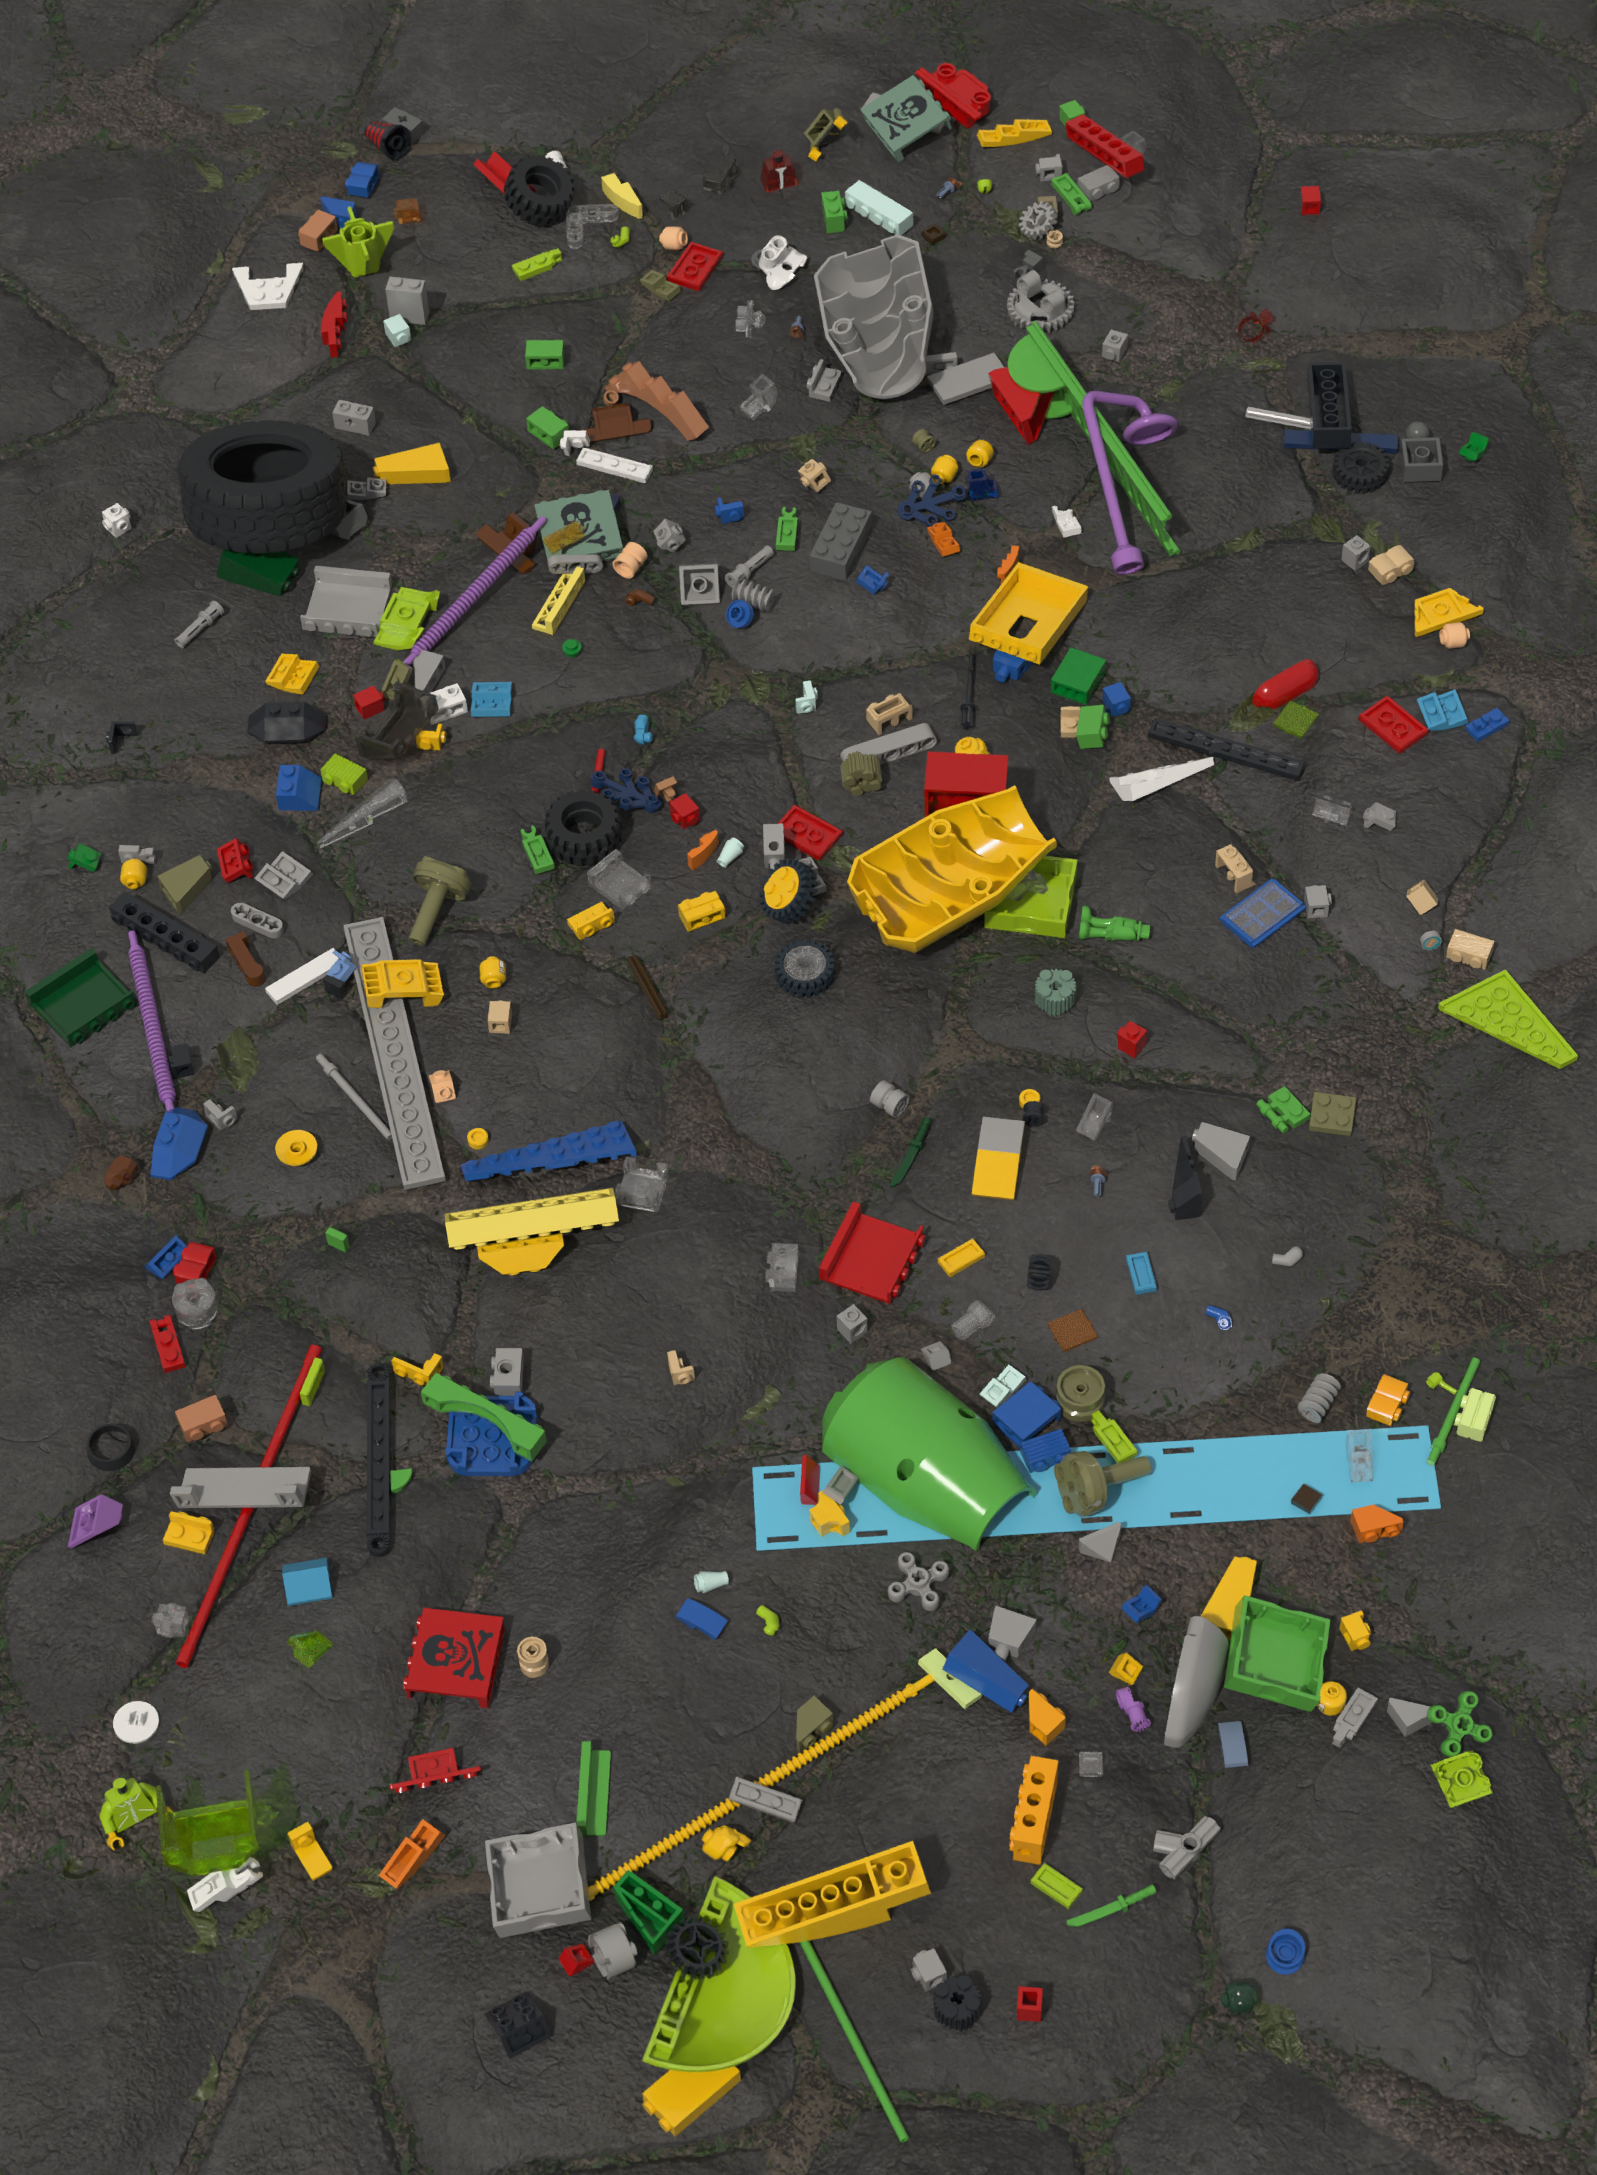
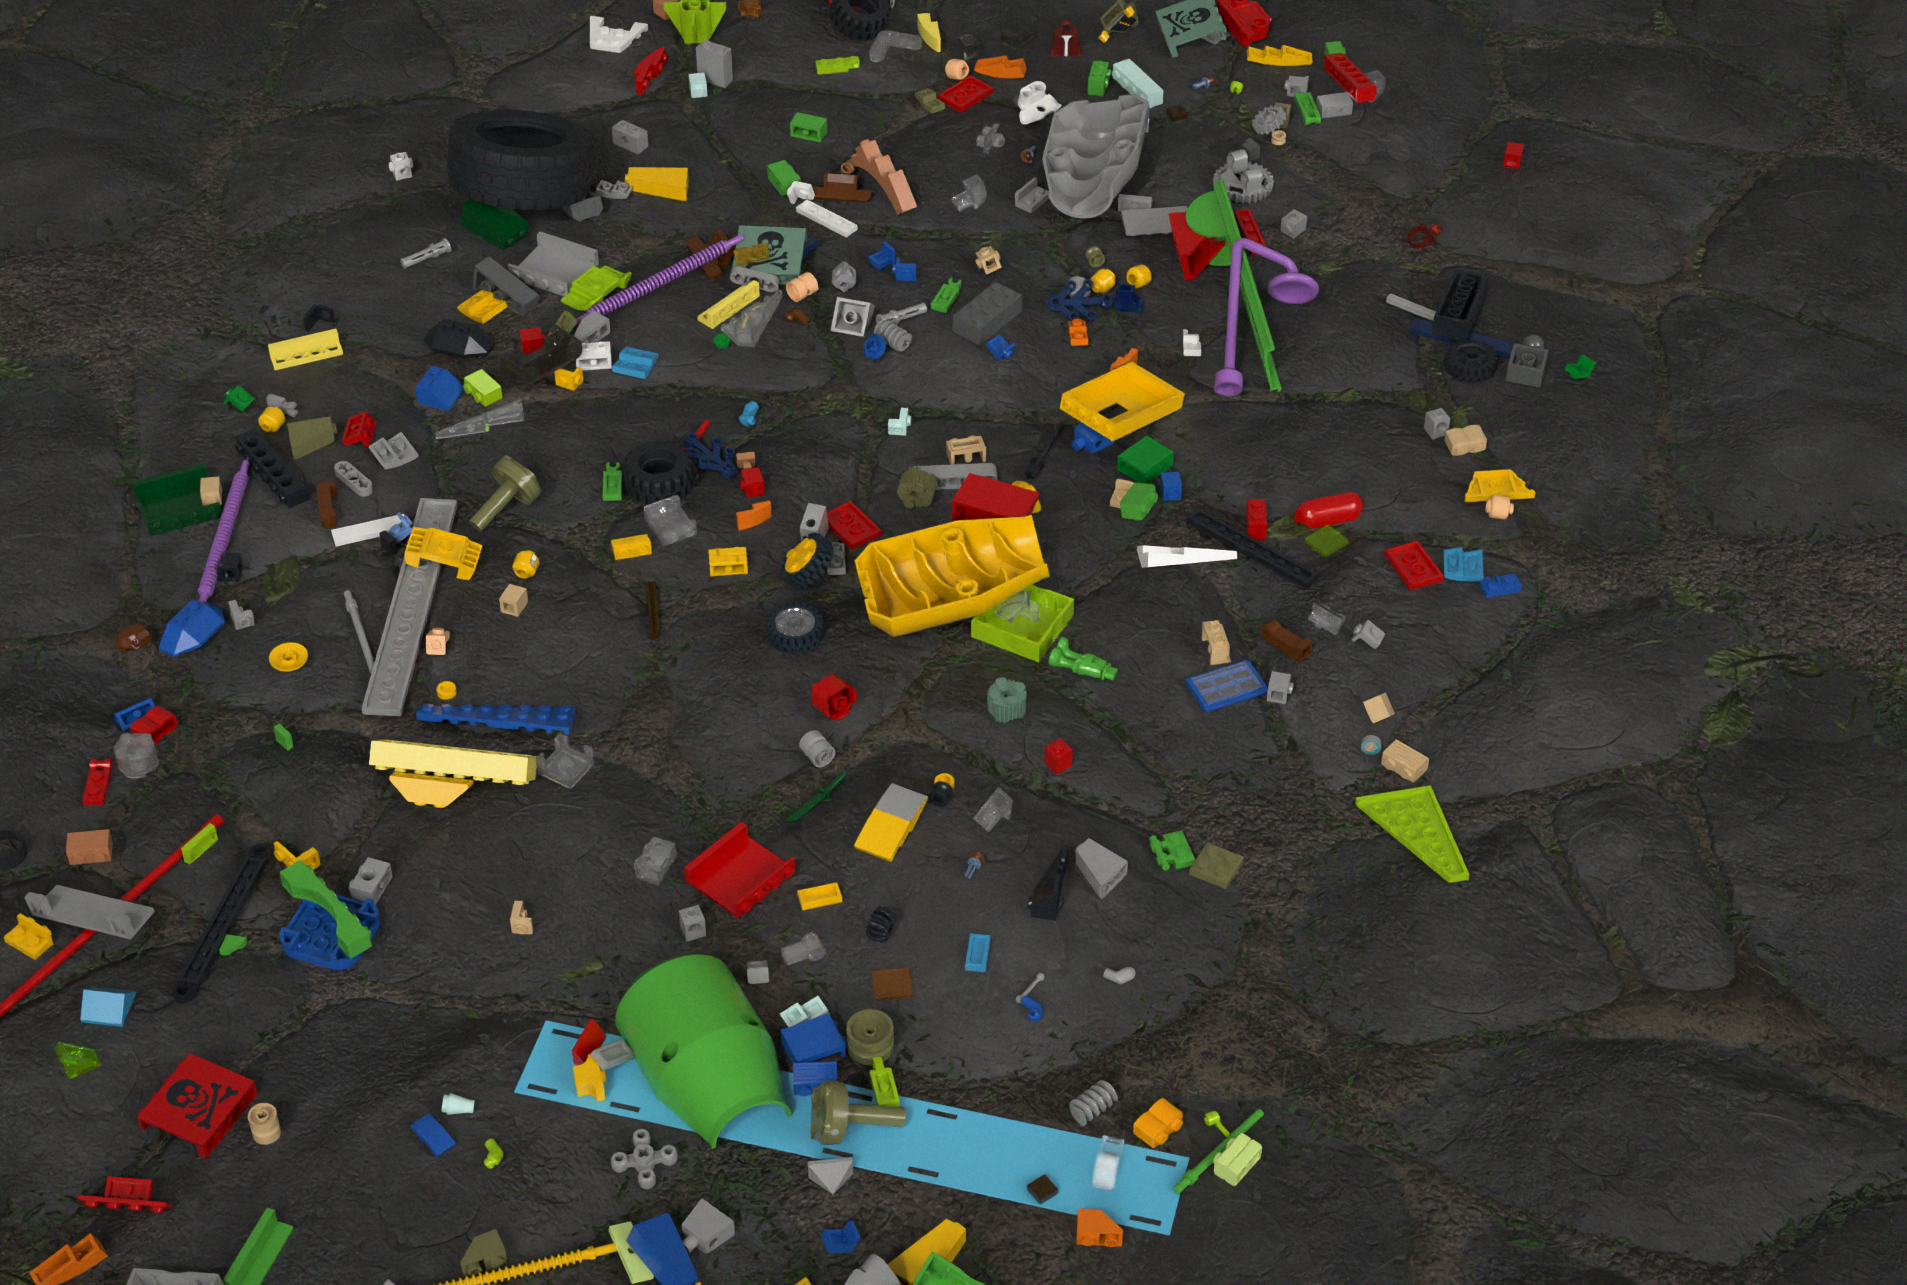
camera: 15 degrees right, 10 degrees down
(116, 979) = (211, 490): none -> tan brick
(123, 775) = (304, 347): none -> light yellow fence
(309, 645) = (505, 286): none -> dark grey wedge
(594, 619) = (750, 325): none -> clear wedge
(623, 239) = (916, 62): lime arm -> none
(699, 500) = (884, 257): none -> blue bracket
(720, 223) = (1001, 67): none -> orange slope
(730, 851) = (776, 522): light aqua cone -> none
(882, 1037) = (833, 697): none -> red brick
(1082, 374) = (1248, 227): none -> red tile
(1212, 1281) = (1040, 977): none -> light grey hinge
(1218, 715) = (1256, 519): none -> red brick
(1302, 846) = (1286, 641): none -> reddish brown leg

